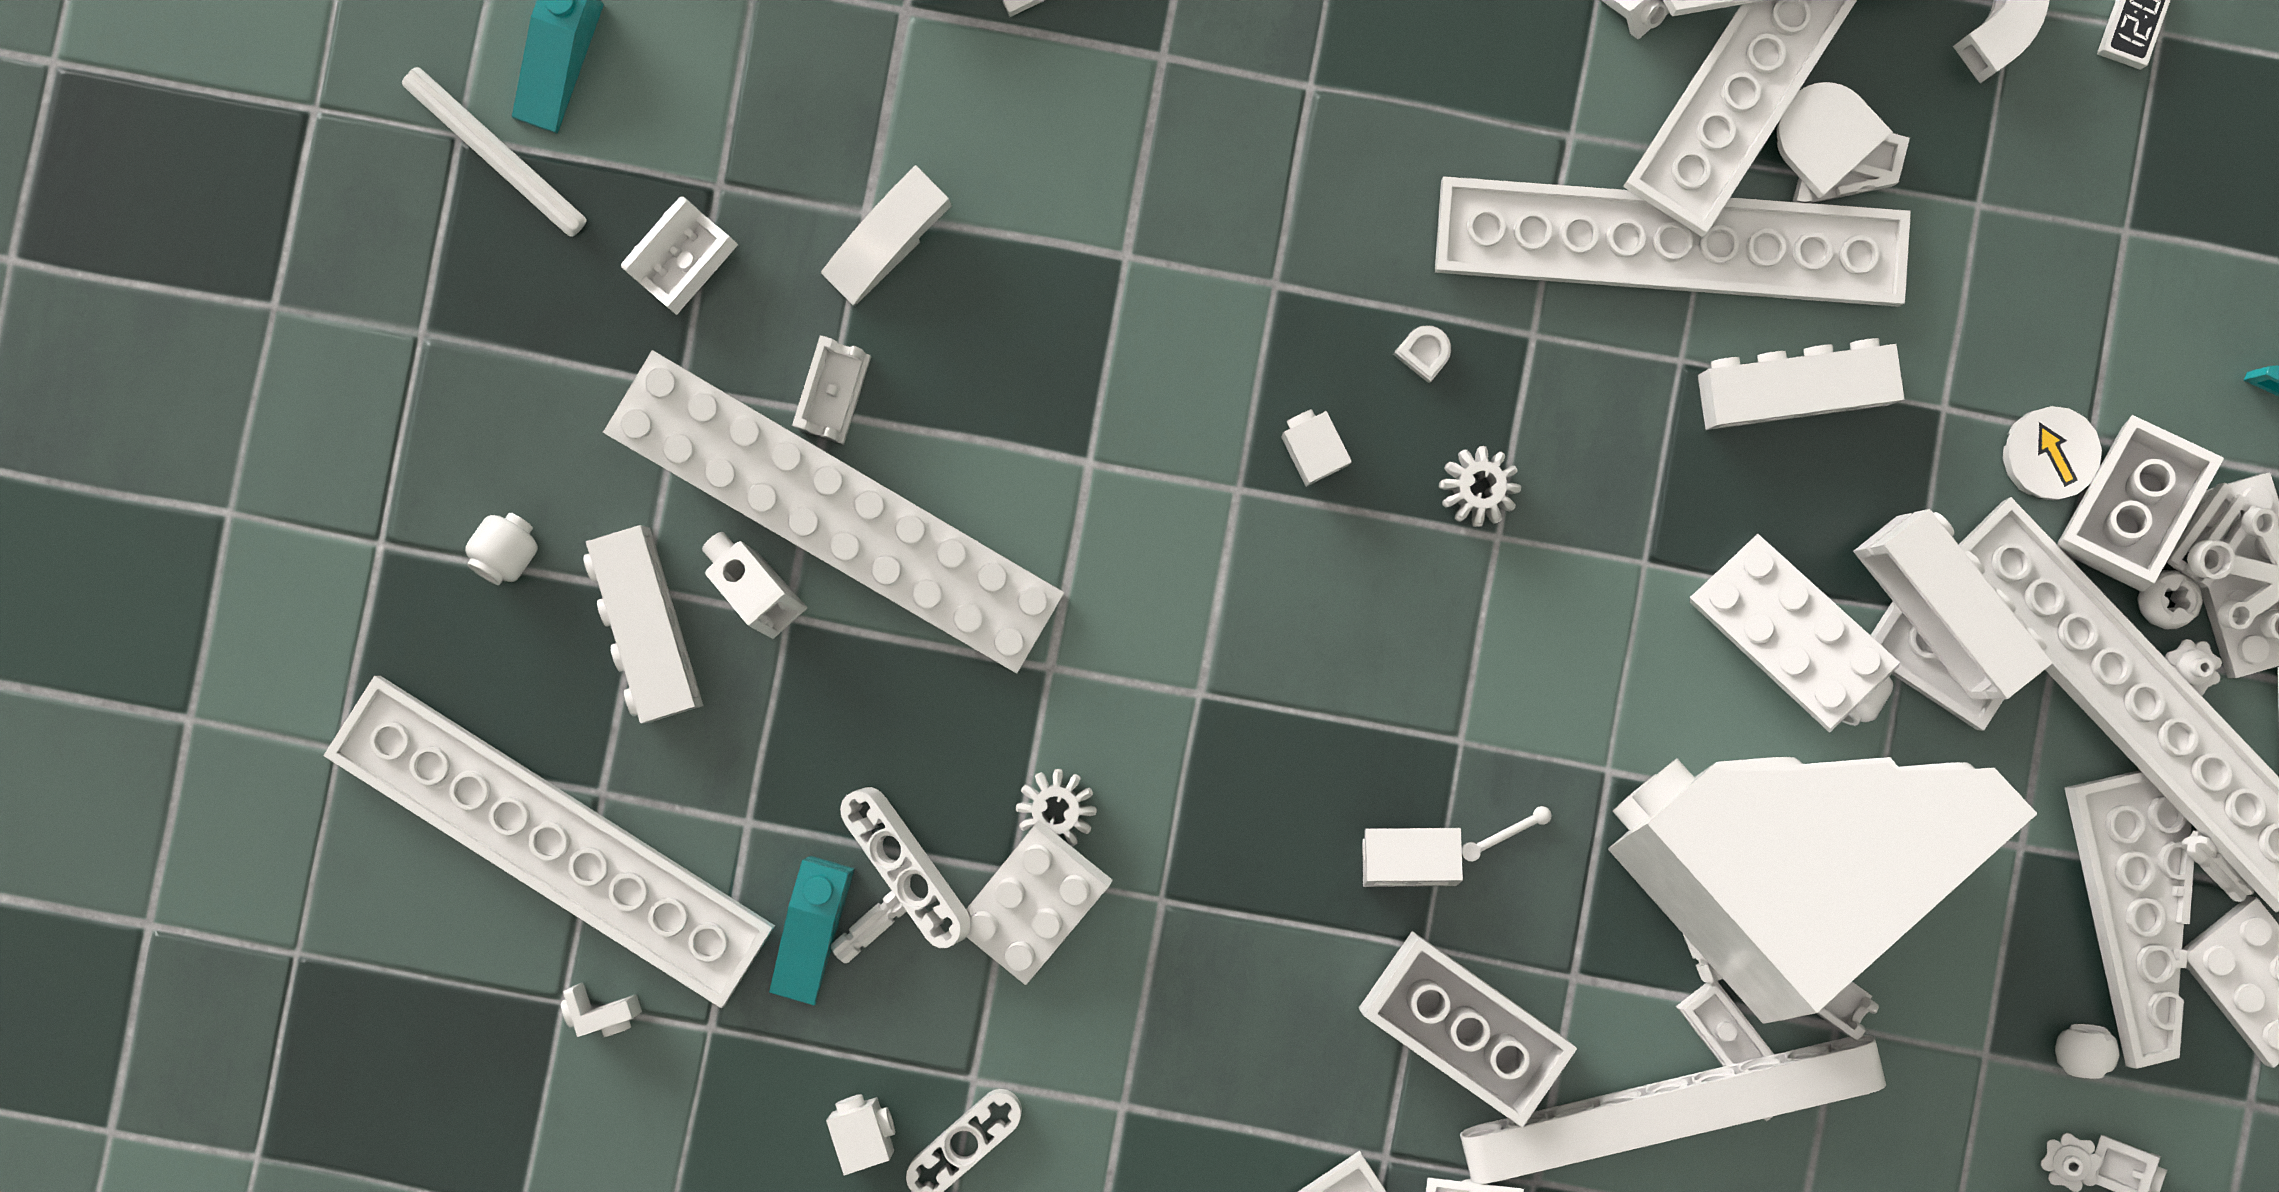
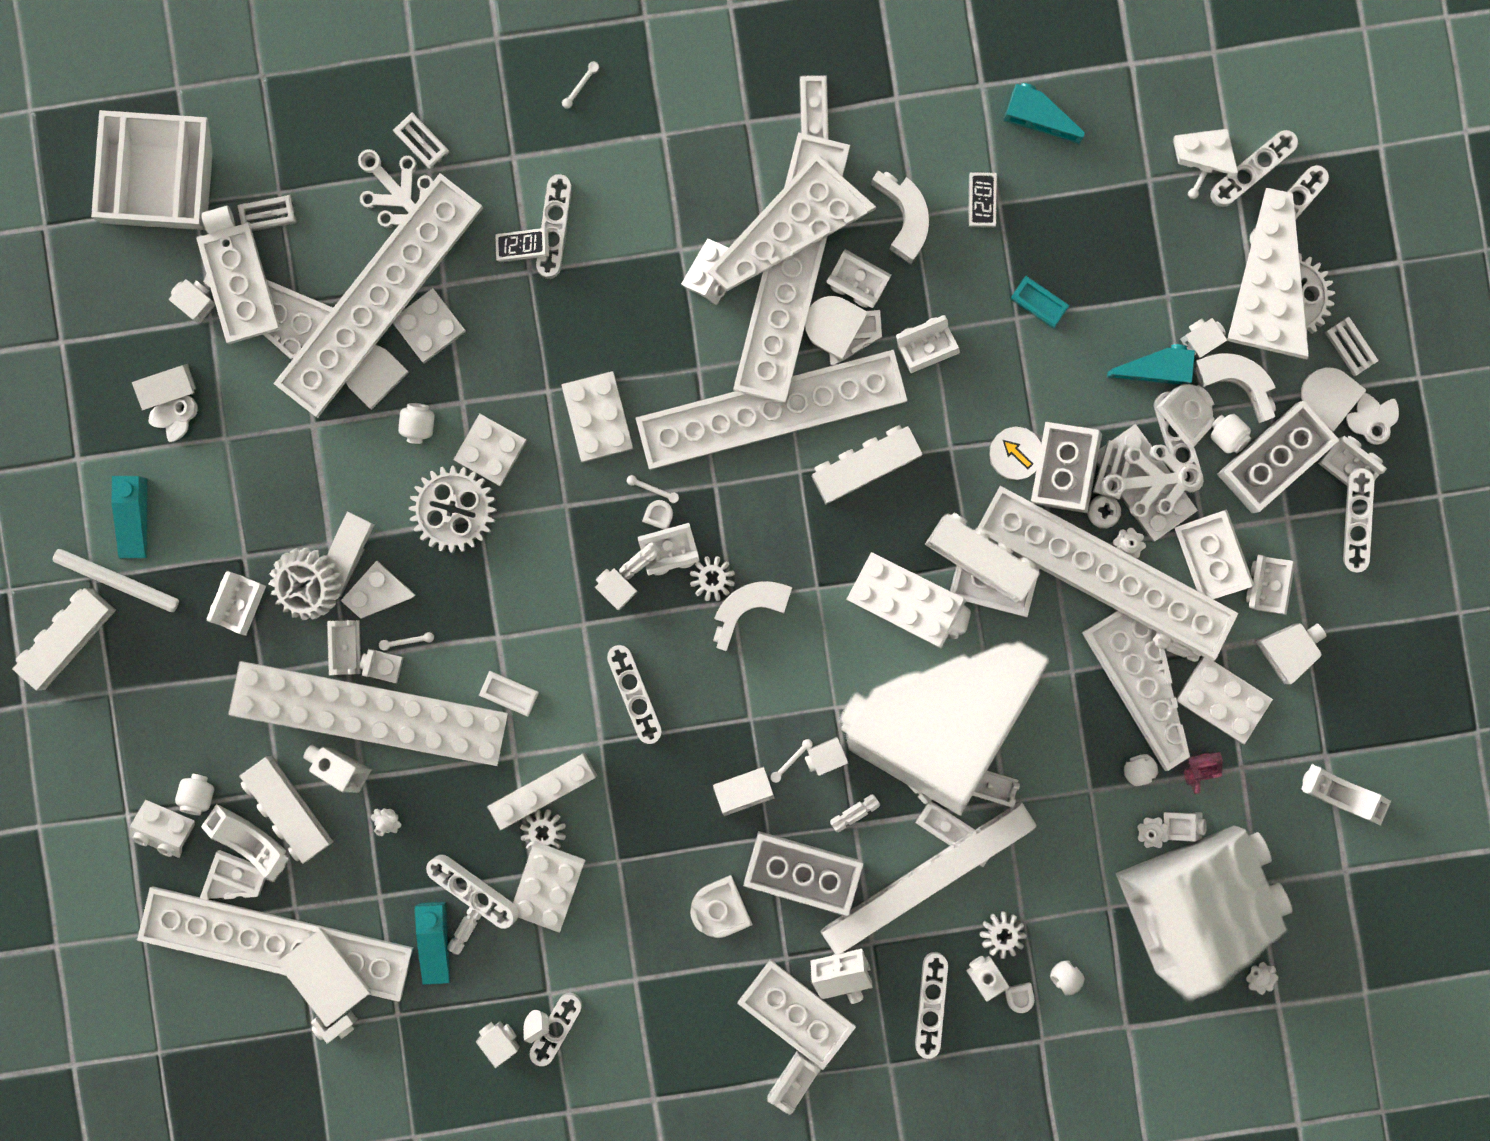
camera: 20 degrees left, 0 degrees up
(374, 217) = (63, 639): none -> white brick
(426, 585) = (161, 829): none -> white bracket
(517, 707) = (232, 878): none -> white wing
(561, 652) = (247, 840): none -> white arch
(610, 924) = (323, 977): none -> white tile
(788, 228) = (314, 600): none -> white gear
(801, 701) = (385, 821): none -> white plant
(882, 442) = (381, 665): none -> white bracket
(900, 411) = (385, 644): none -> white hinge
(915, 318) = (376, 592): none -> white wing
(933, 1127) = (535, 1026): none -> white tile
(1076, 561) = (509, 693): none -> white tile
(1078, 61) = (416, 423): none -> white head
(1078, 741) = (542, 791): none -> white brick
(1115, 191) = (459, 486): none -> white gear
(1183, 149) = (490, 450): none -> white plate
(1290, 633) = (638, 692): none -> white beam
(1303, 1038) = (719, 909): none -> white tile
(1373, 414) = (639, 561): none -> white axle
(1378, 155) = (597, 416): none -> white plate
(1424, 413) = (675, 546): none -> white bracket
(1457, 331) = (673, 497): none -> white hinge
(1547, 539) = (754, 595): none -> white arch
(1570, 847) = (826, 757): none -> white brick
(1583, 957) = (855, 813): none -> white axle
(1891, 75) = (858, 279): none -> white bracket
(1968, 220) = (927, 344): none -> white bracket
(2175, 217) = (1039, 302): none -> teal tile
(2192, 1084) = (1203, 768): none -> clear pink bracket

